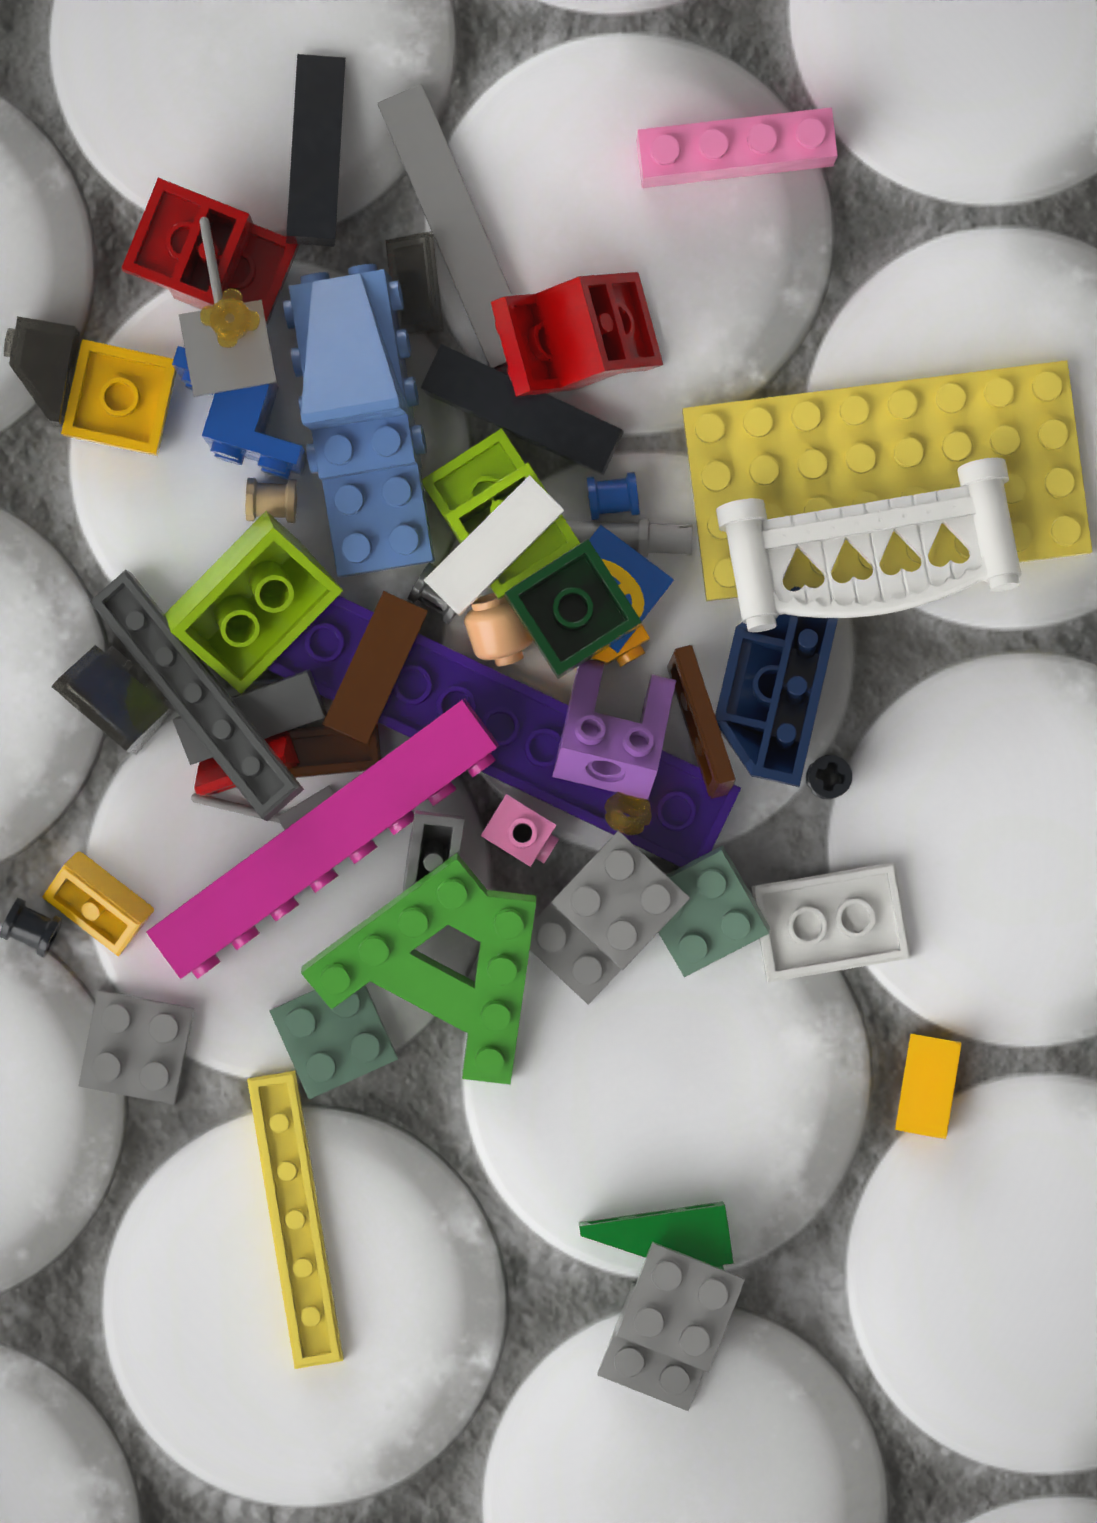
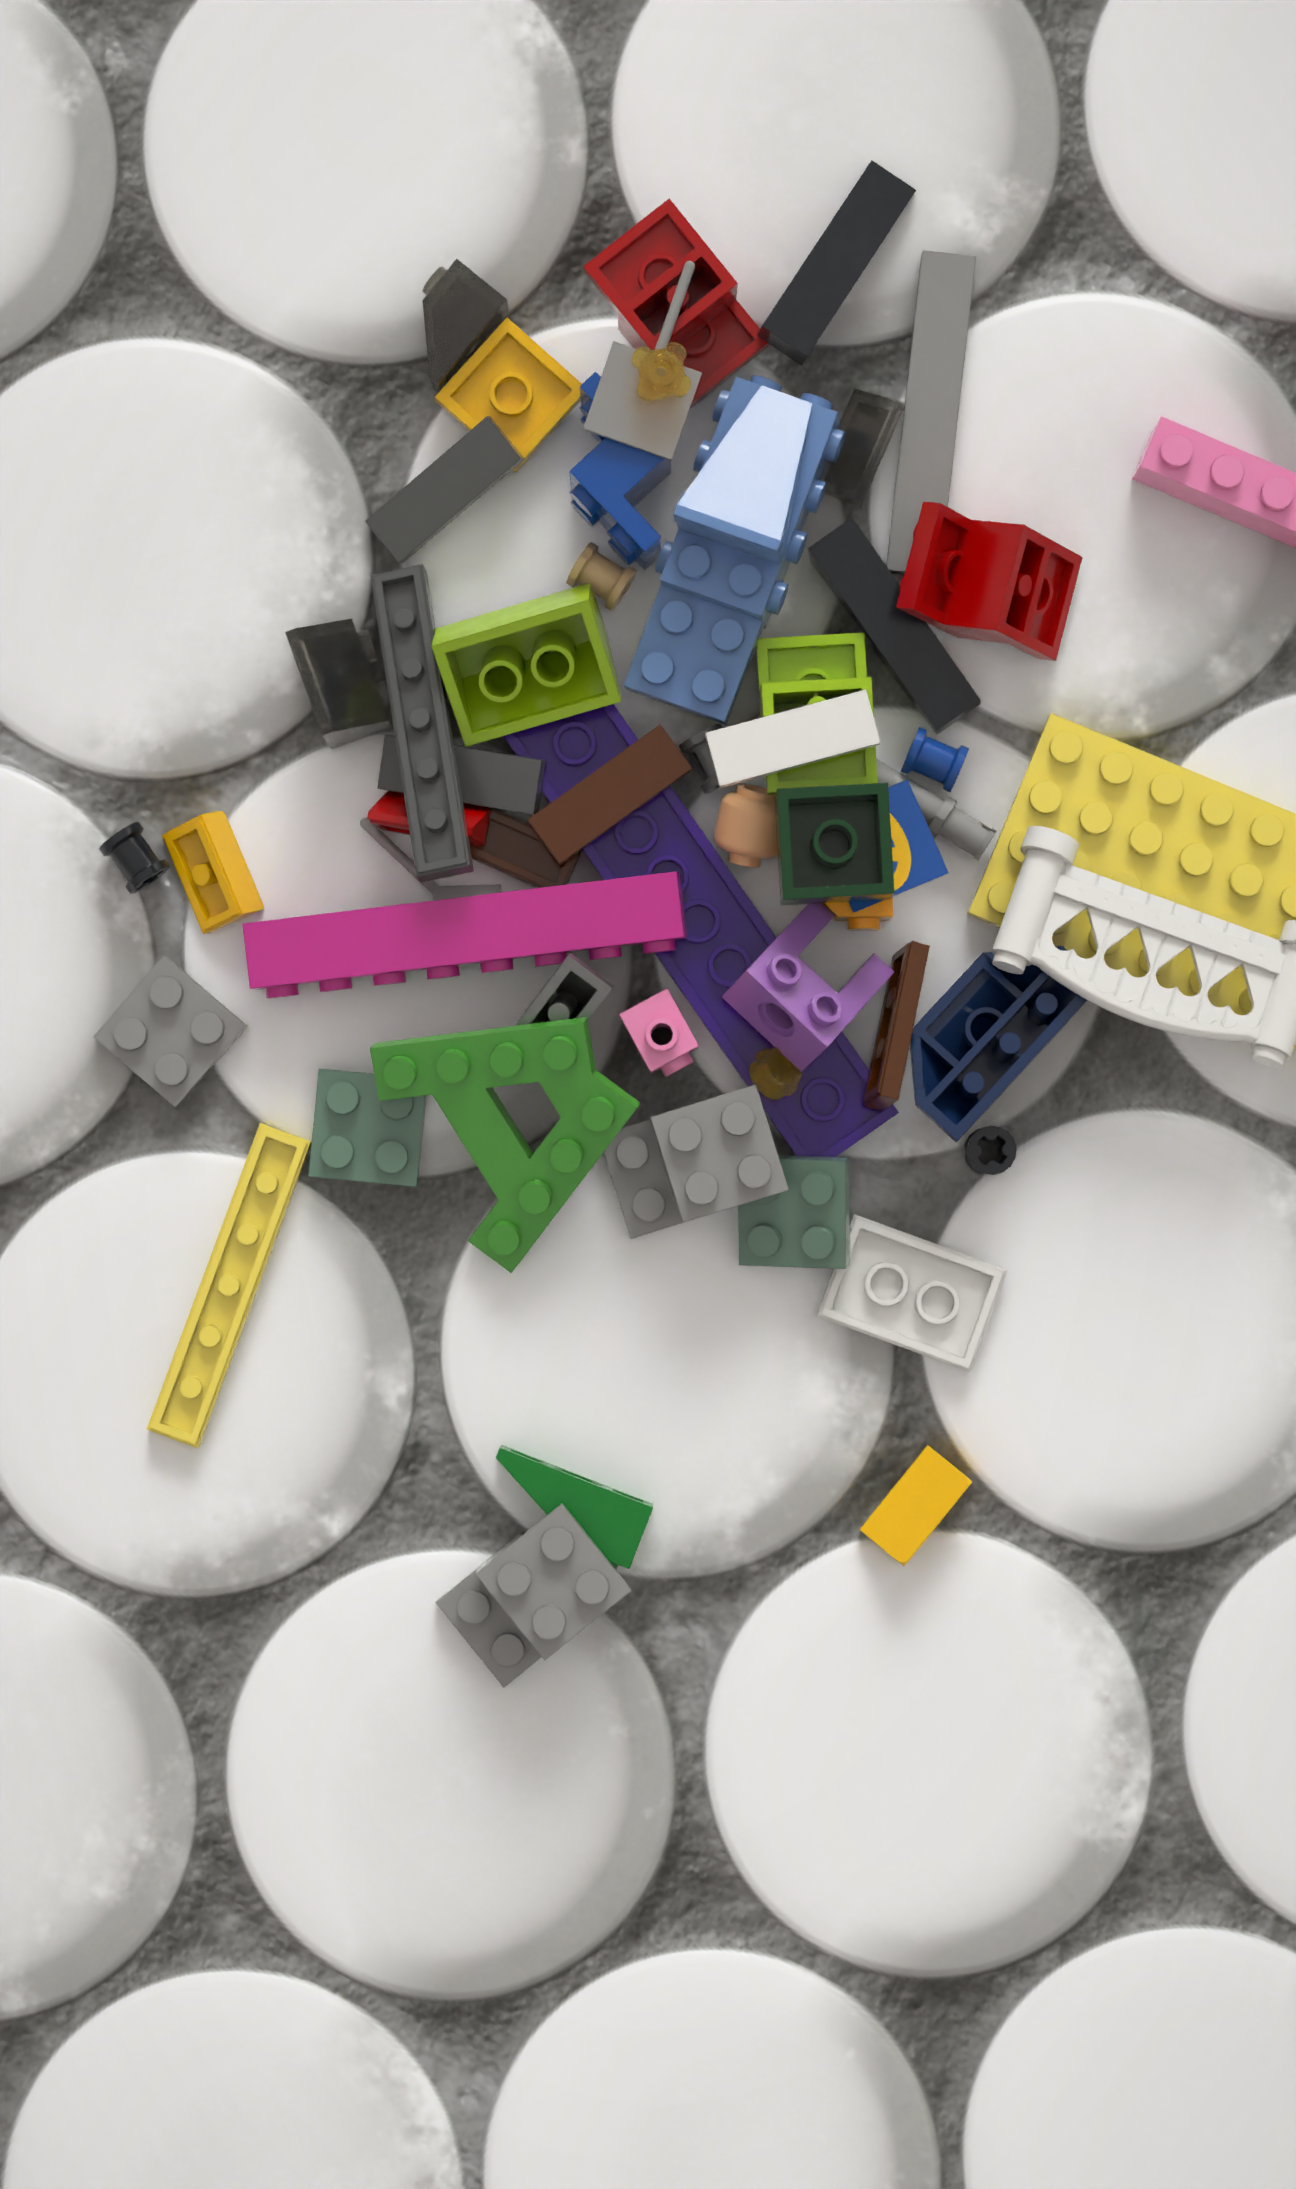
camera: 30 degrees right, 0 degrees up
(110, 502) = (444, 489): none -> dark grey tile

